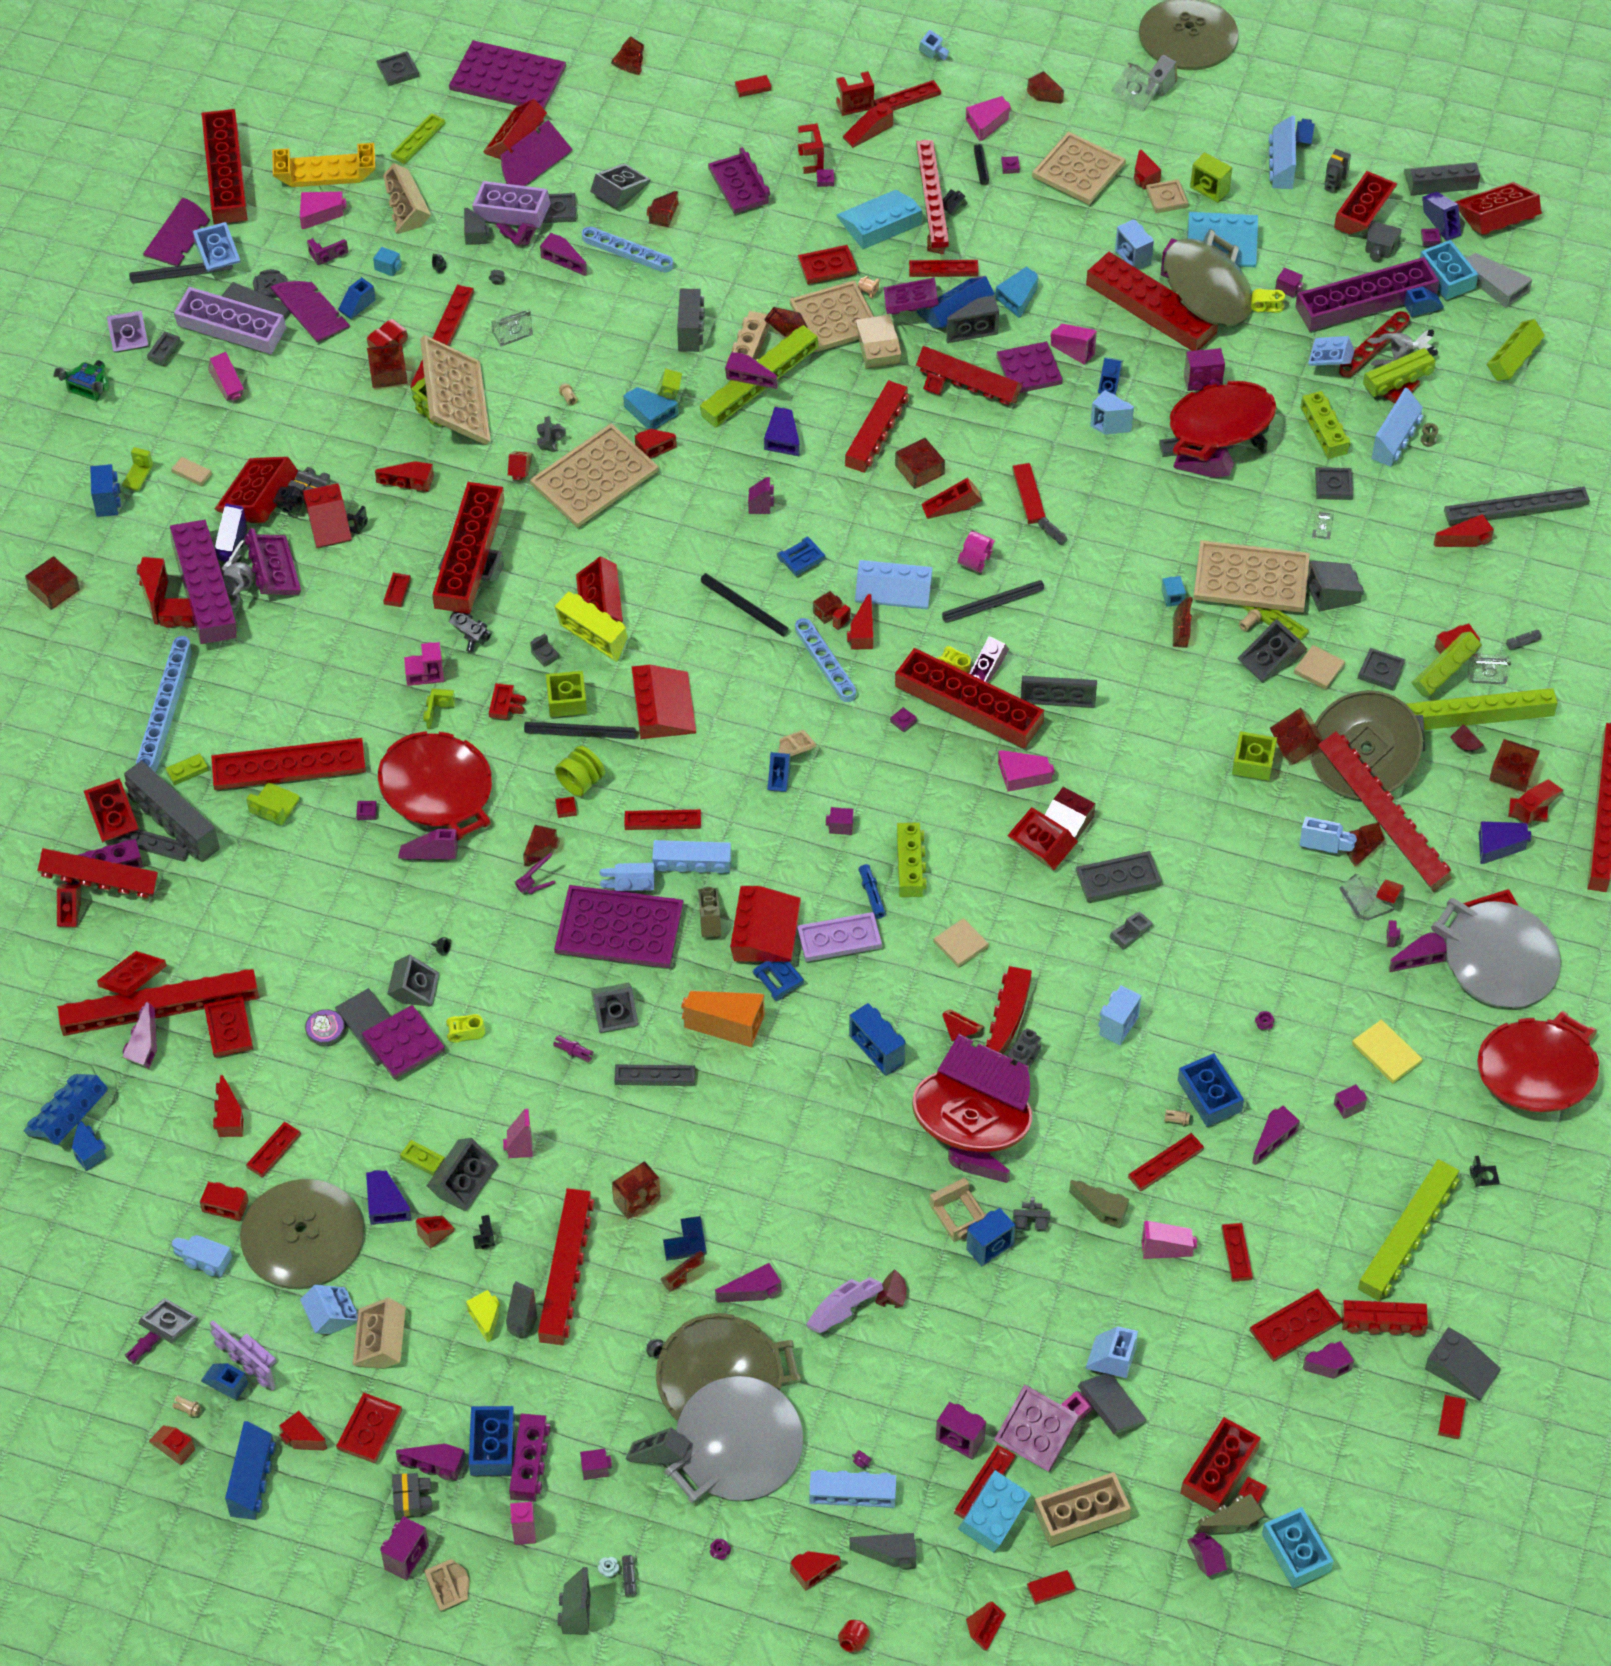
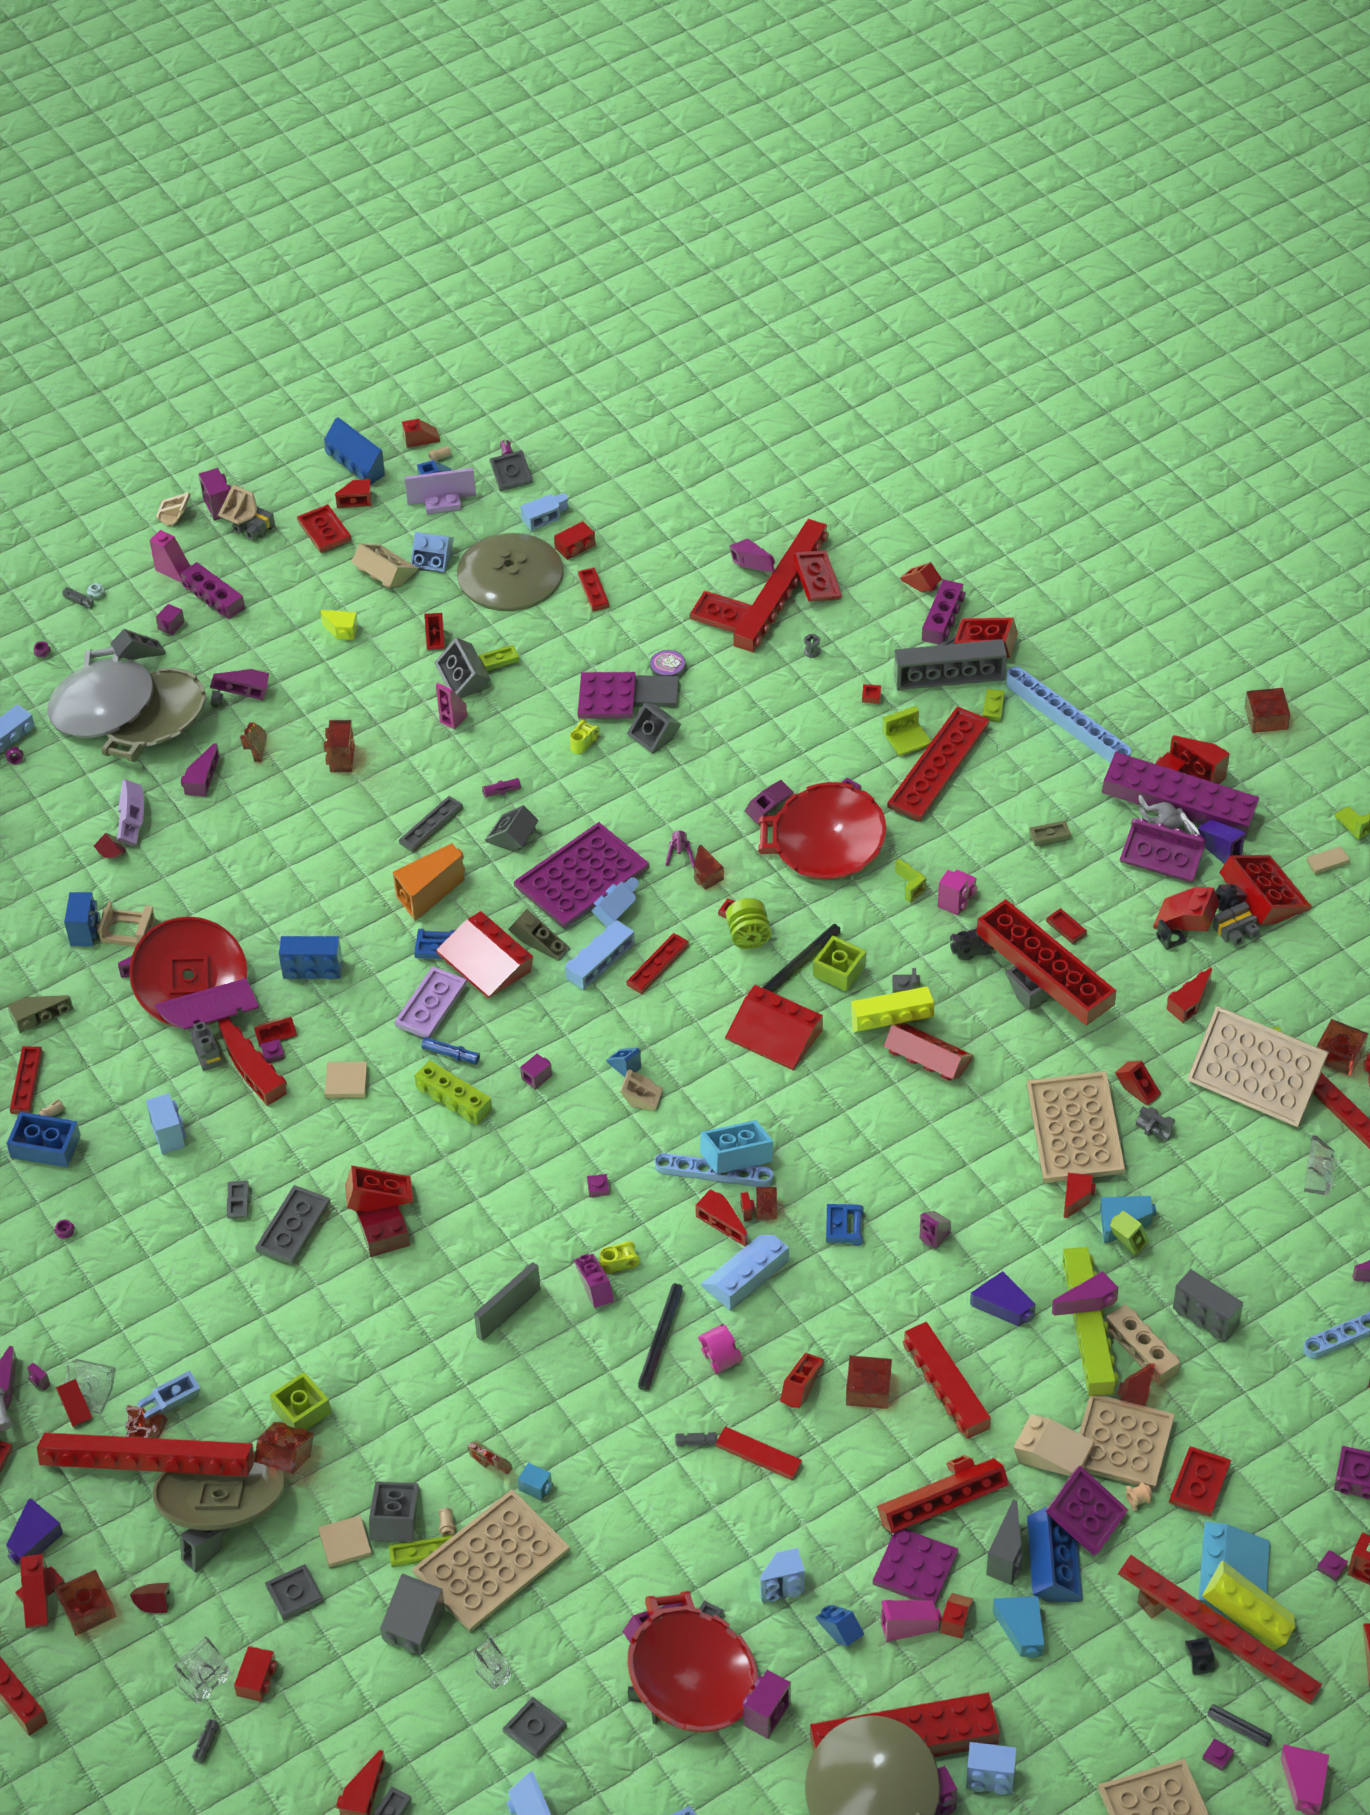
camera: 130 degrees right, 5 degrees down
(66, 1108) = (734, 492): blue bracket -> none
(87, 1148) = (695, 494): blue slope -> none
(97, 872) = (926, 593): red brick -> none
(105, 490) = (1343, 781): blue brick -> none
(219, 931) = (816, 641): none -> dark grey bush
(229, 1113) = (647, 577): red slope -> none
(243, 856) = (871, 693): none -> red plate
(308, 649) = (1050, 833): none -> olive plate
(385, 1199) = (486, 620): dark purple slope -> none
(413, 1503) = (238, 506): none -> tan slope
(437, 1459) = (264, 546): magenta slope -> none
(442, 945) = (673, 763): black piece -> none
(486, 1238) = (401, 658): black bracket -> none
(491, 1440) = (244, 574): blue brick -> none
(502, 700) = (877, 926): red hinge -> none
(521, 1310) = (314, 634): dark grey slope -> none
(565, 1267) = (330, 684): red brick -> none
(566, 391) = (1197, 1168): tan pin -> none
(575, 1604) = (81, 551): dark grey slope -> none
(624, 1328) = (243, 682): none -> magenta slope
(690, 1243) = (276, 766): clear blue tile -> none
(744, 604) = (829, 1150): black axle -> none
(801, 642) = (736, 1146): none -> medium azure brick
(901, 184) = (1249, 1606): none -> neon yellow slope
(943, 268) = (1110, 1590): red tile -> none
(969, 698) = (567, 1235): red brick -> none
(981, 1012) = (272, 1051): none -> magenta plate
(1024, 770) = (459, 1229): dark pink slope -> none
(1041, 1217) = (74, 963): dark grey hips -> none
(1042, 324) = (956, 1615): none -> red slope
(1325, 424) = (608, 1772): lime brick -> none
(1446, 664) = (234, 1629): lime brick -> none
(1486, 708) = (167, 1629): lime brick -> none

